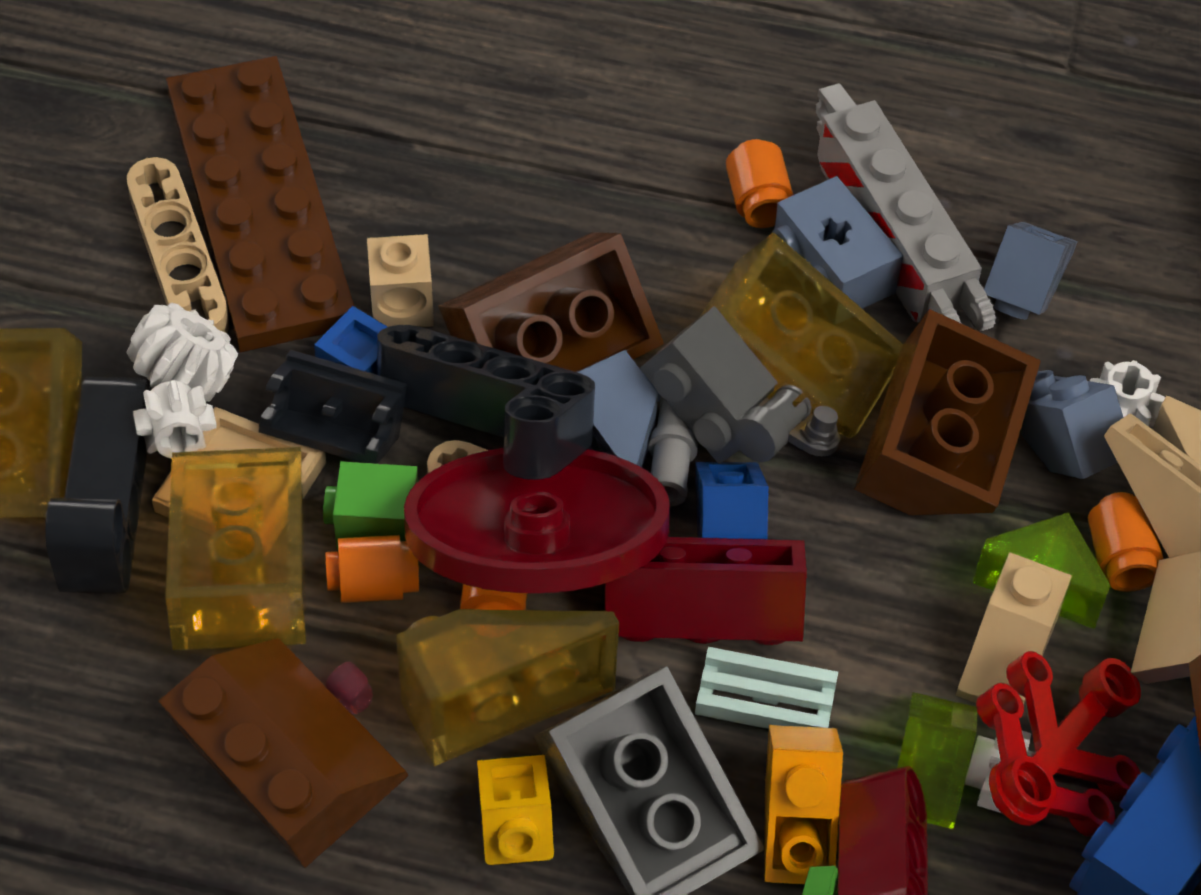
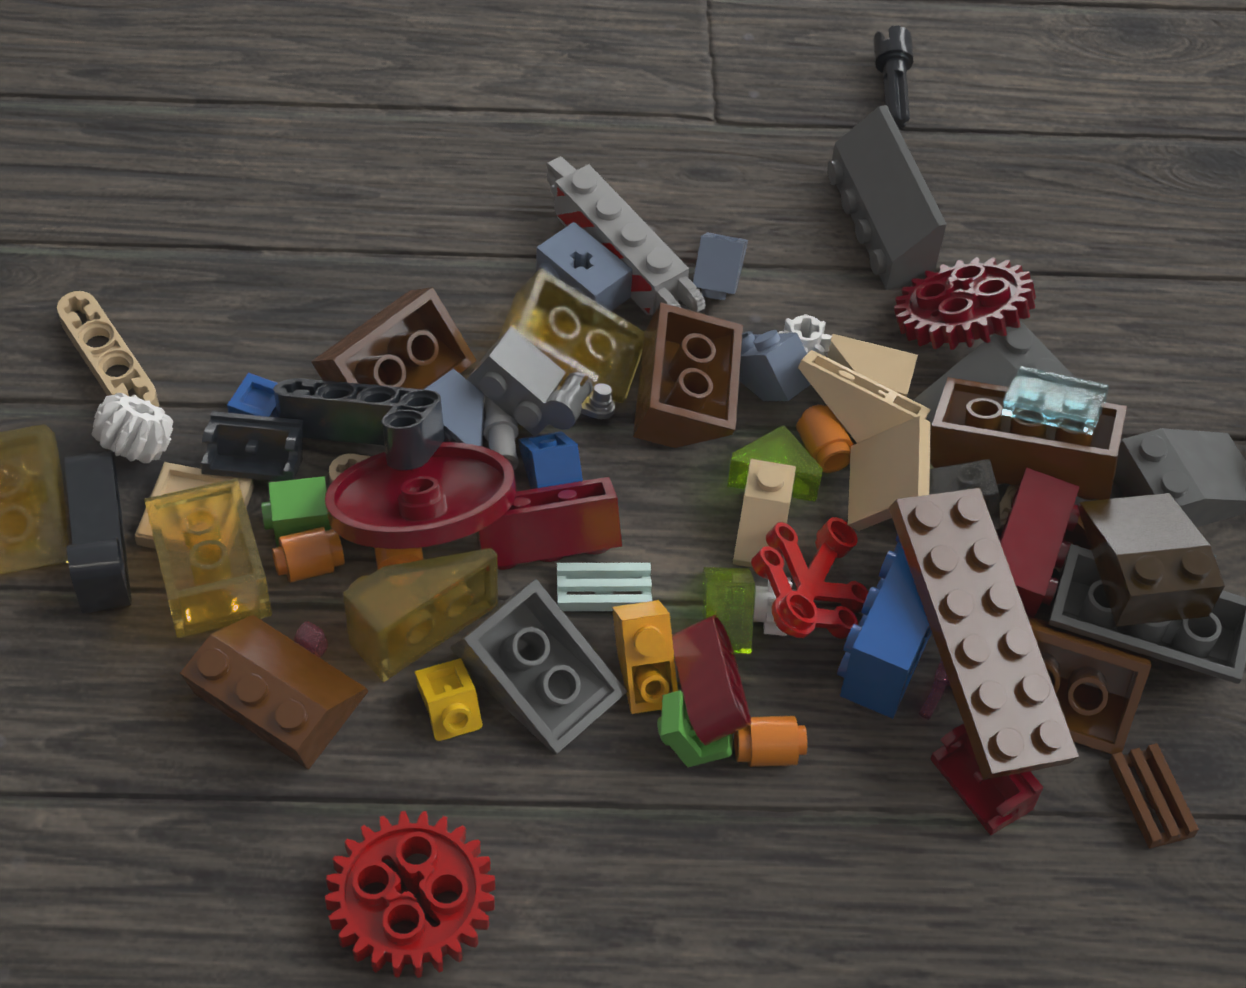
camera: 15 degrees left, 0 degrees up
(174, 418) = (139, 474): white gear -> none
(259, 203) = (159, 310): reddish brown plate -> none
(401, 280) = (279, 348): tan brick -> none
(758, 181) = (518, 235): orange brick -> none

